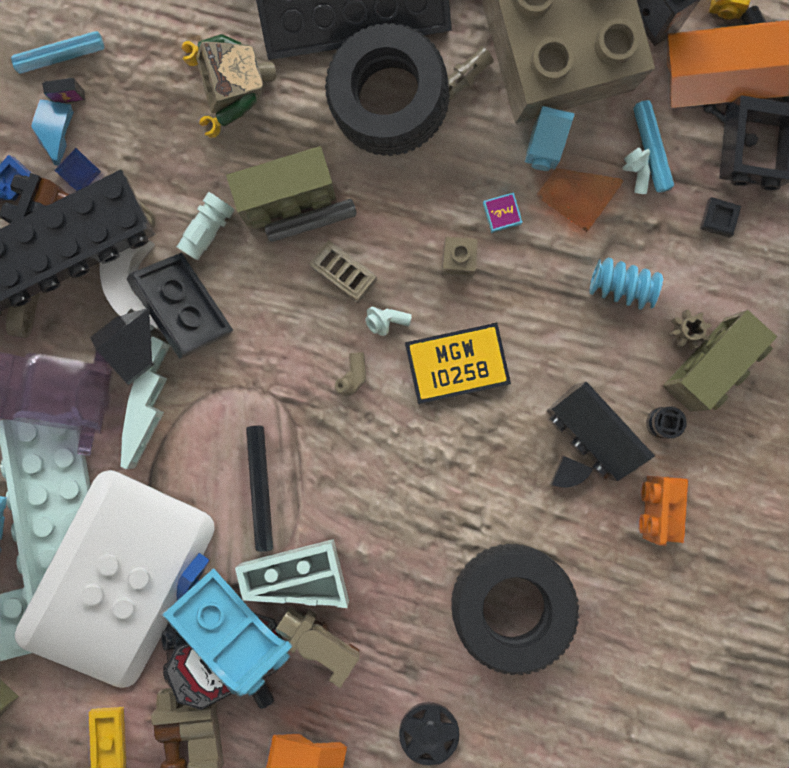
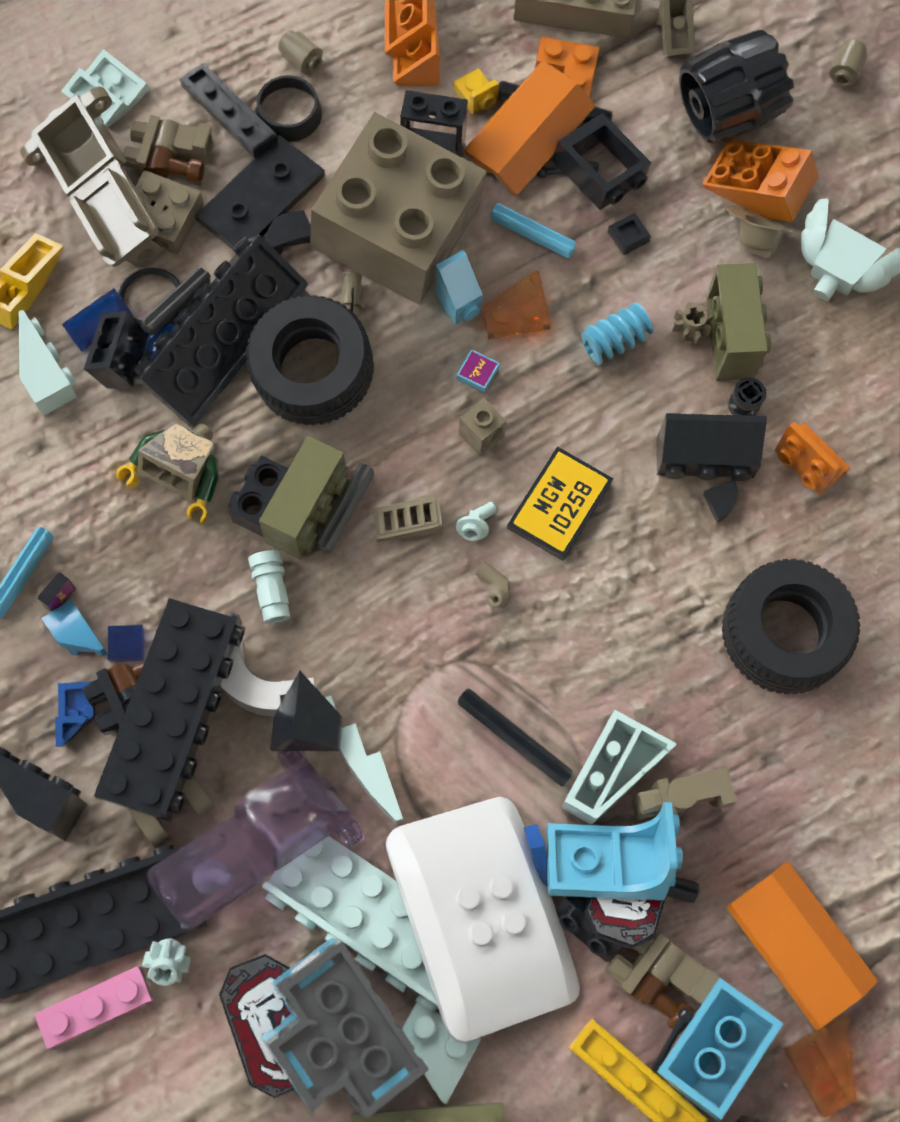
camera: 50 degrees left, 15 degrees down
(180, 305) = (321, 657): black tile -> none
(258, 147) = (255, 494): none -> black brick
(429, 734) = (834, 788): black wheel -> none
(638, 162) = (535, 249): light aqua plate -> none

